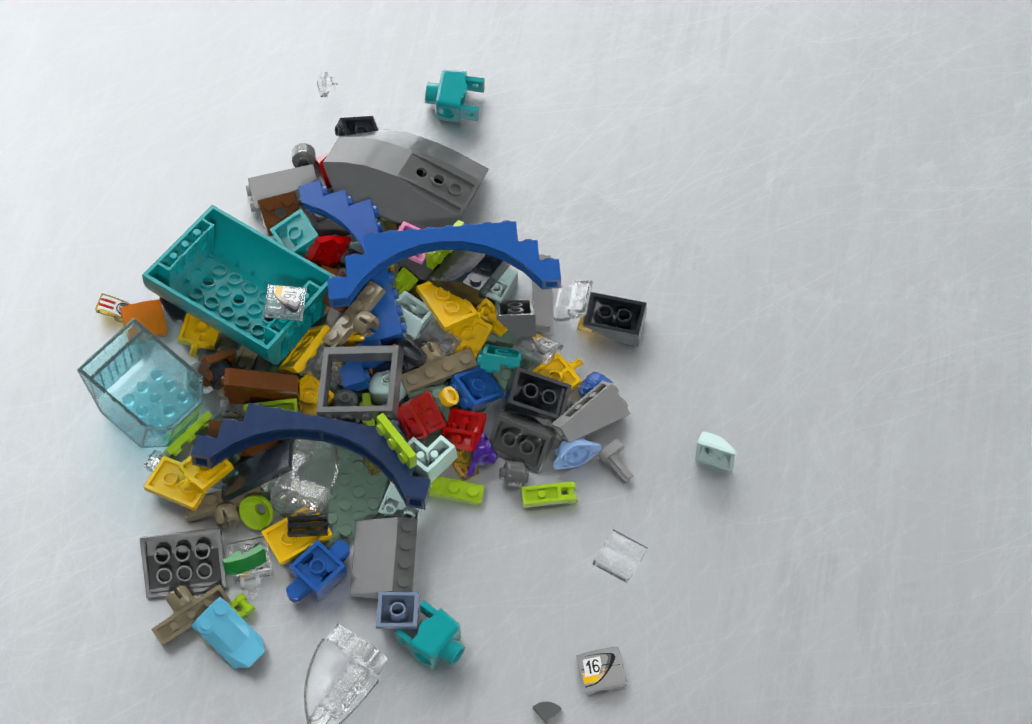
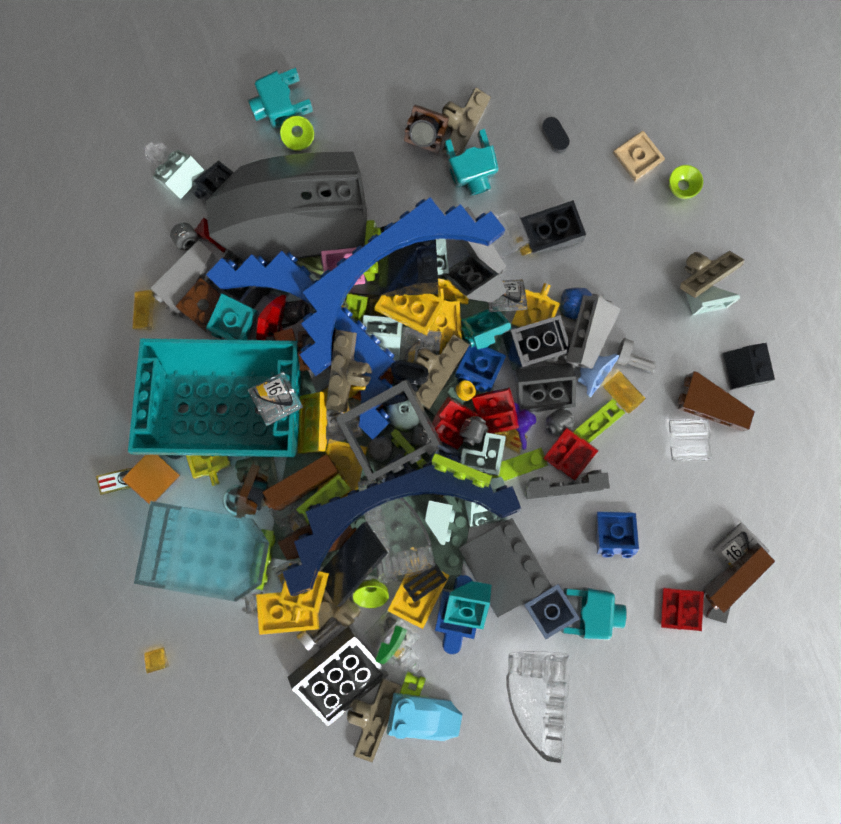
camera: 35 degrees left, 20 degrees up
(45, 463) = (156, 660): none -> clear yellow slope
(182, 524) = (313, 644): none -> light grey piece
(230, 194) = (143, 310): none -> clear yellow slope
(330, 557) = (469, 605): none -> teal slope
(333, 107) = (178, 173): none -> light aqua slope
(355, 483) = (438, 519): none -> light aqua slope
(432, 429) = (473, 430): none -> dark grey head
(443, 125) = (297, 142): none -> lime piece
(499, 590) = (617, 534): none -> blue plate
(504, 534) = (593, 481): none -> dark grey piece
(505, 503) = (571, 454): none -> red slope
(516, 688) = (682, 609): none -> red slope
(562, 183) = (426, 128): none -> piece
(579, 682) = (738, 578): none -> reddish brown slope
(581, 232) = (473, 165): none -> teal piece
(589, 485) = (624, 392): none -> clear yellow slope
(598, 196) = (464, 120): none -> dark tan plate
(657, 532) = (713, 403): none -> reddish brown slope
(673, 250) = (555, 134): none -> black tile
(713, 525) = (748, 366): none -> black slope
(725, 424) = (707, 272): none -> dark tan plate
(736, 306) = (638, 155): none -> tan tile
(763, 340) = (691, 176): none -> lime piece

